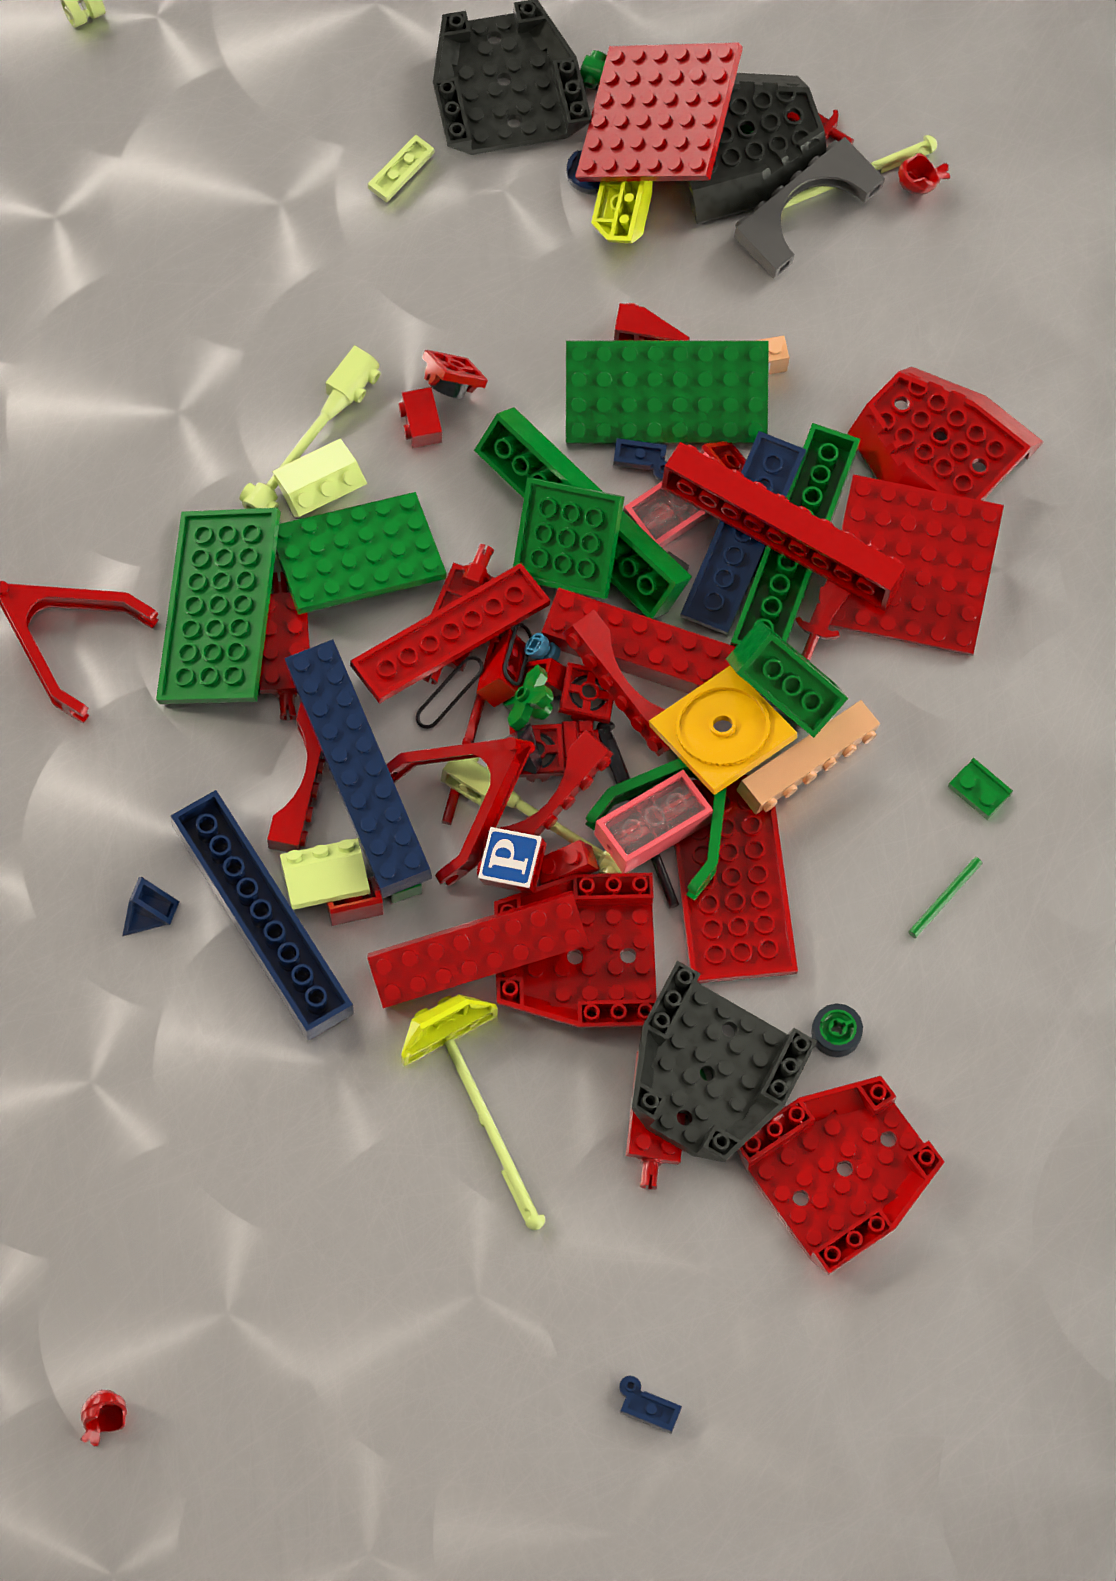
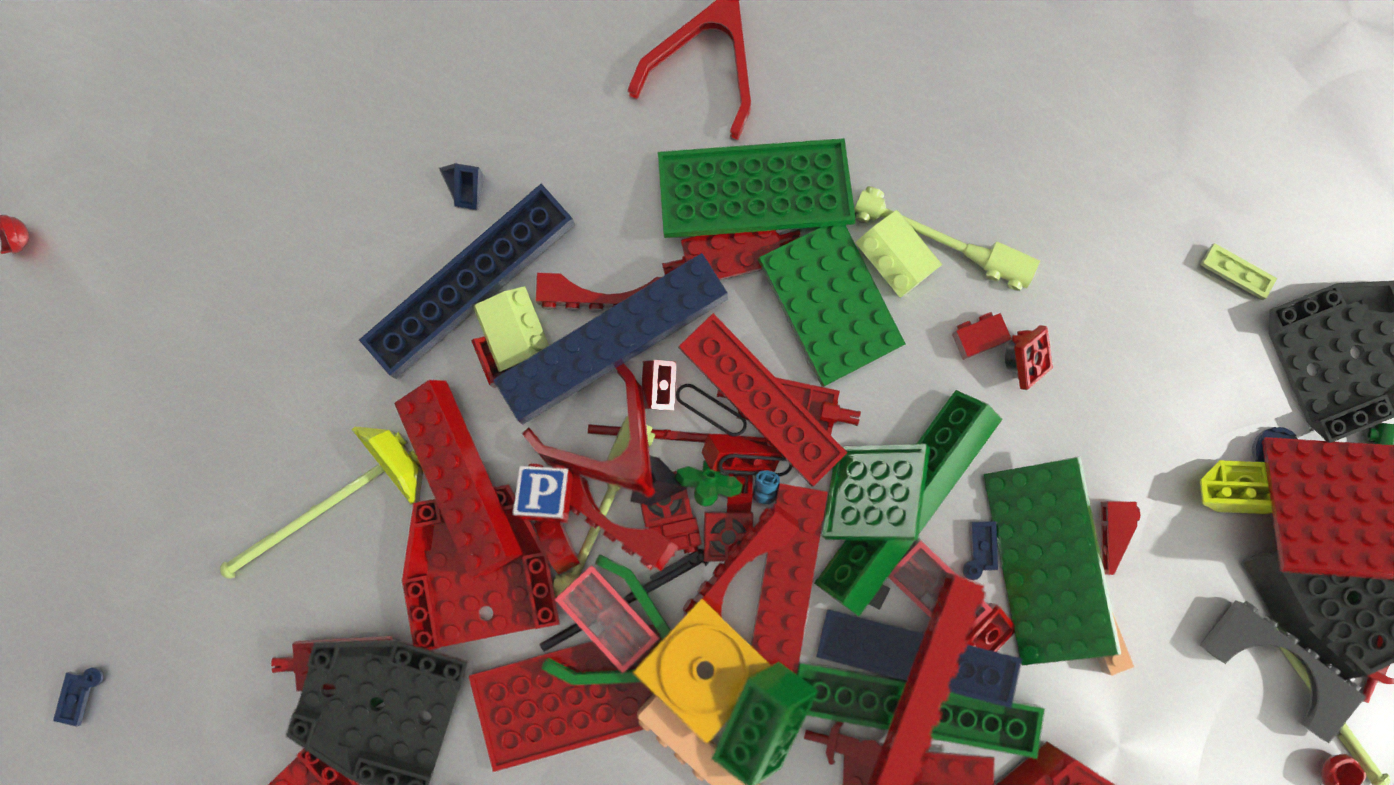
camera: 85 degrees right, 15 degrees up
(412, 734) = (659, 384): none -> red brick

